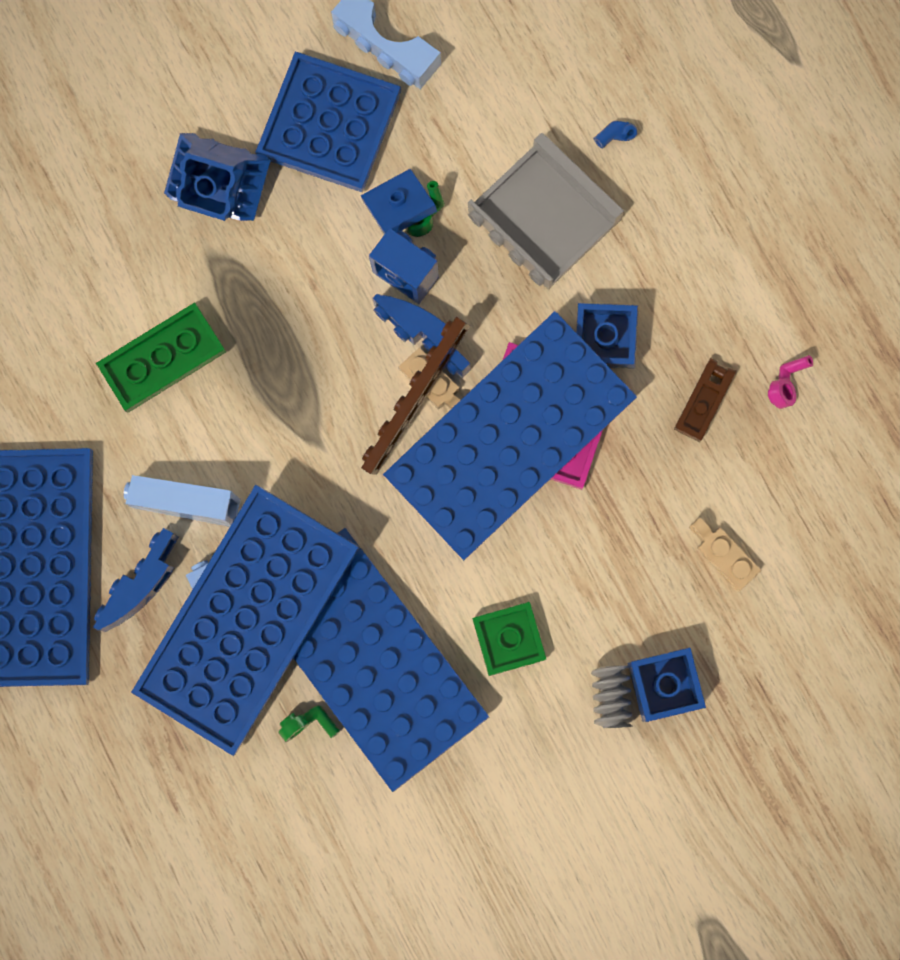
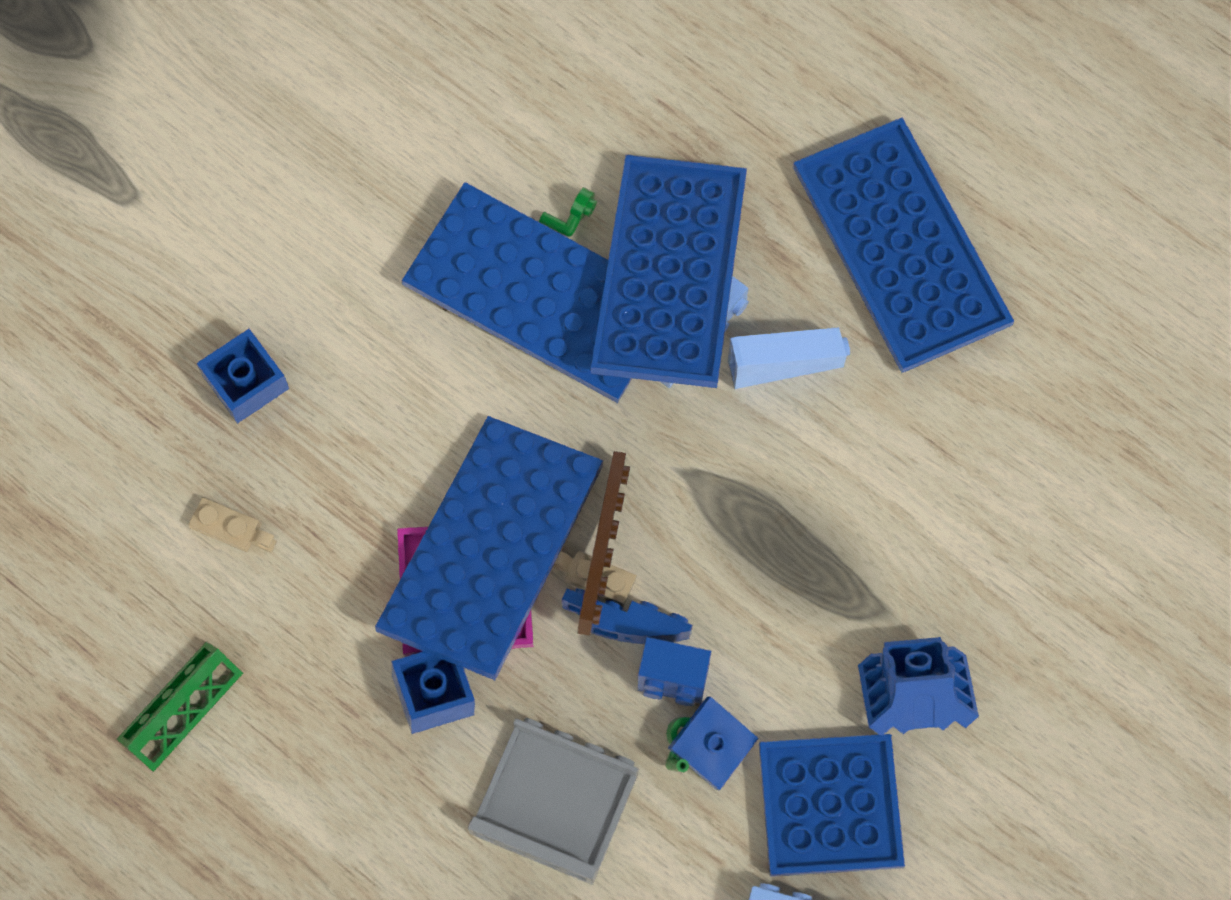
camera: 150 degrees right, 10 degrees down
(130, 594) = (788, 266): blue slope -> none
(160, 357) = (880, 486): green plate -> none
(509, 639) = (412, 362): green plate -> none
(611, 697) = (290, 347): light grey piece -> none
(704, 401) = (306, 670): reddish brown plate -> none
(781, 391) = (227, 712): dark pink plate -> none
(825, 418) = (171, 698): none -> green fence

